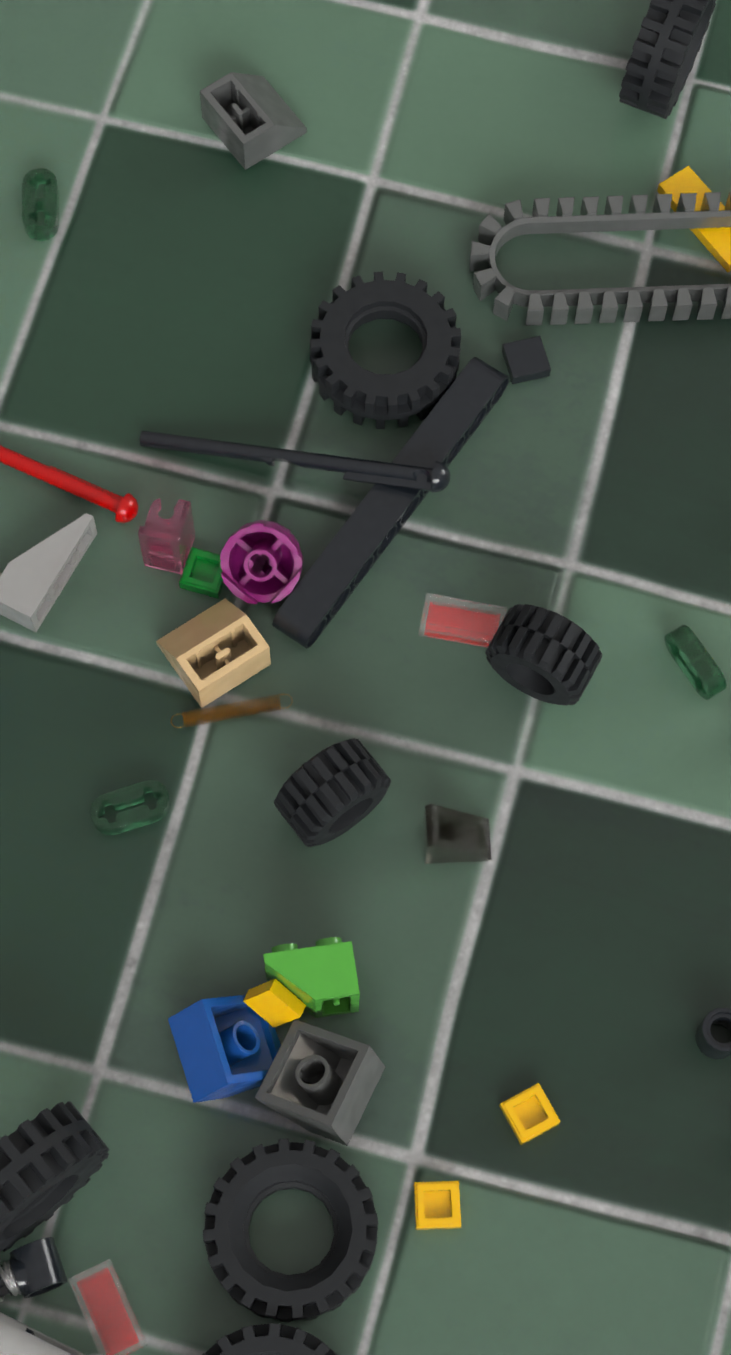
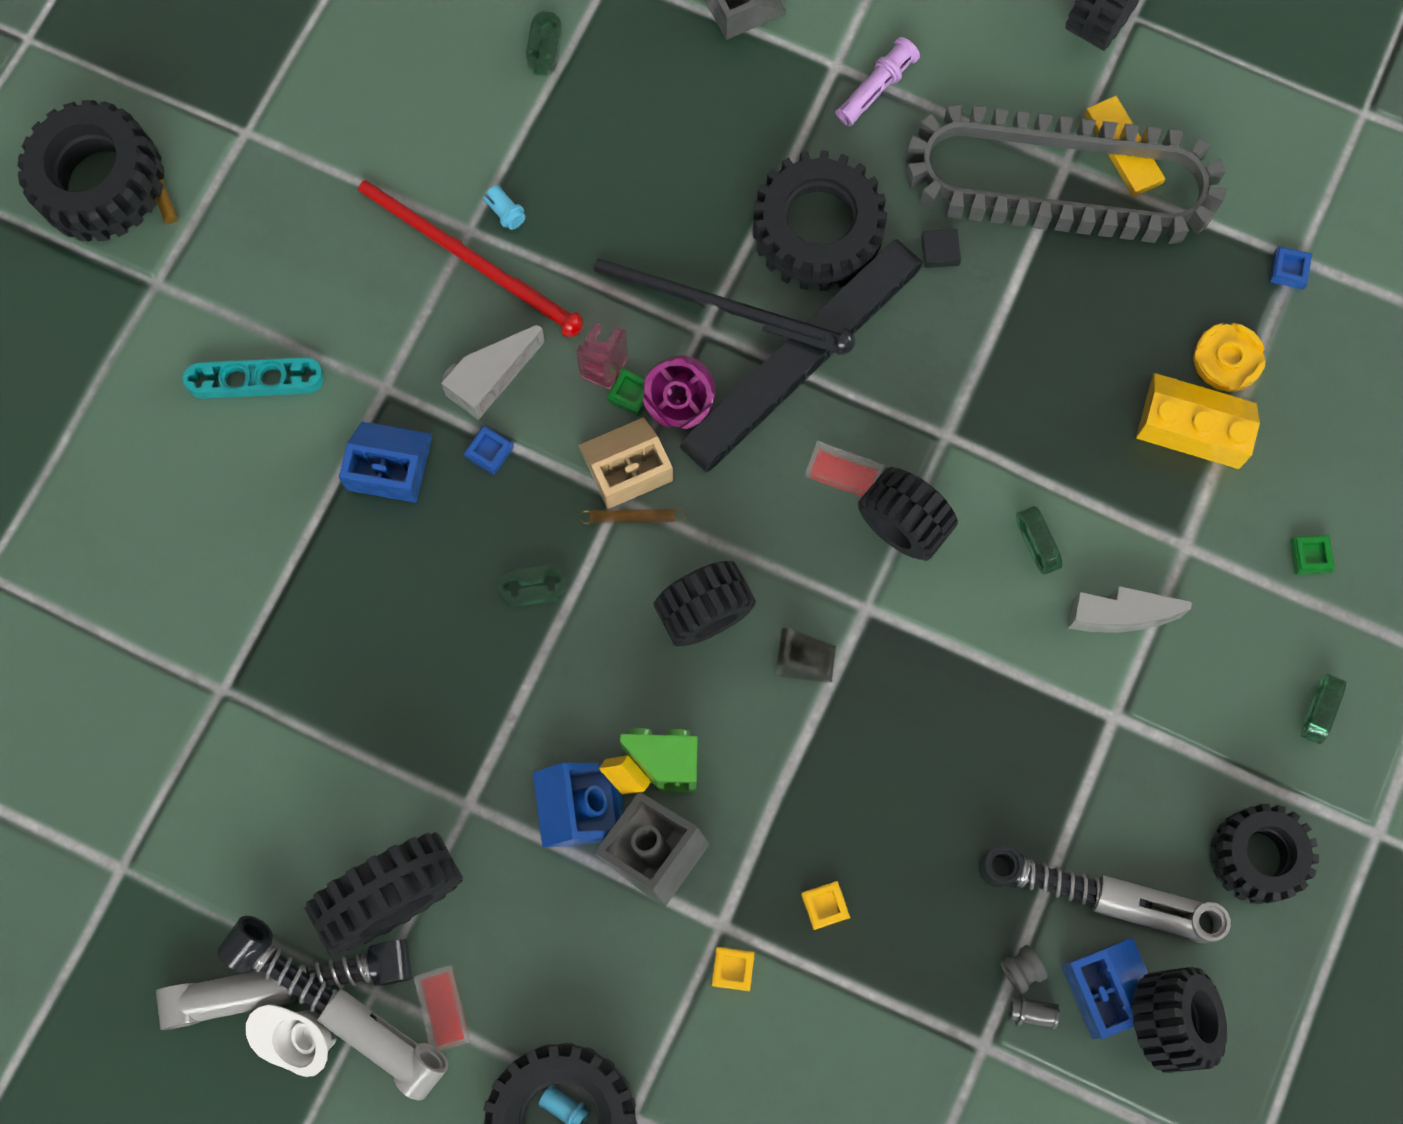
camera: 10 degrees right, 5 degrees up
(33, 396) = (509, 213): none -> medium azure pin
(54, 663) = (488, 450): none -> blue tile
(259, 1176) = (552, 969): black tyre -> none
(431, 177) = (887, 71): none -> lavender pin

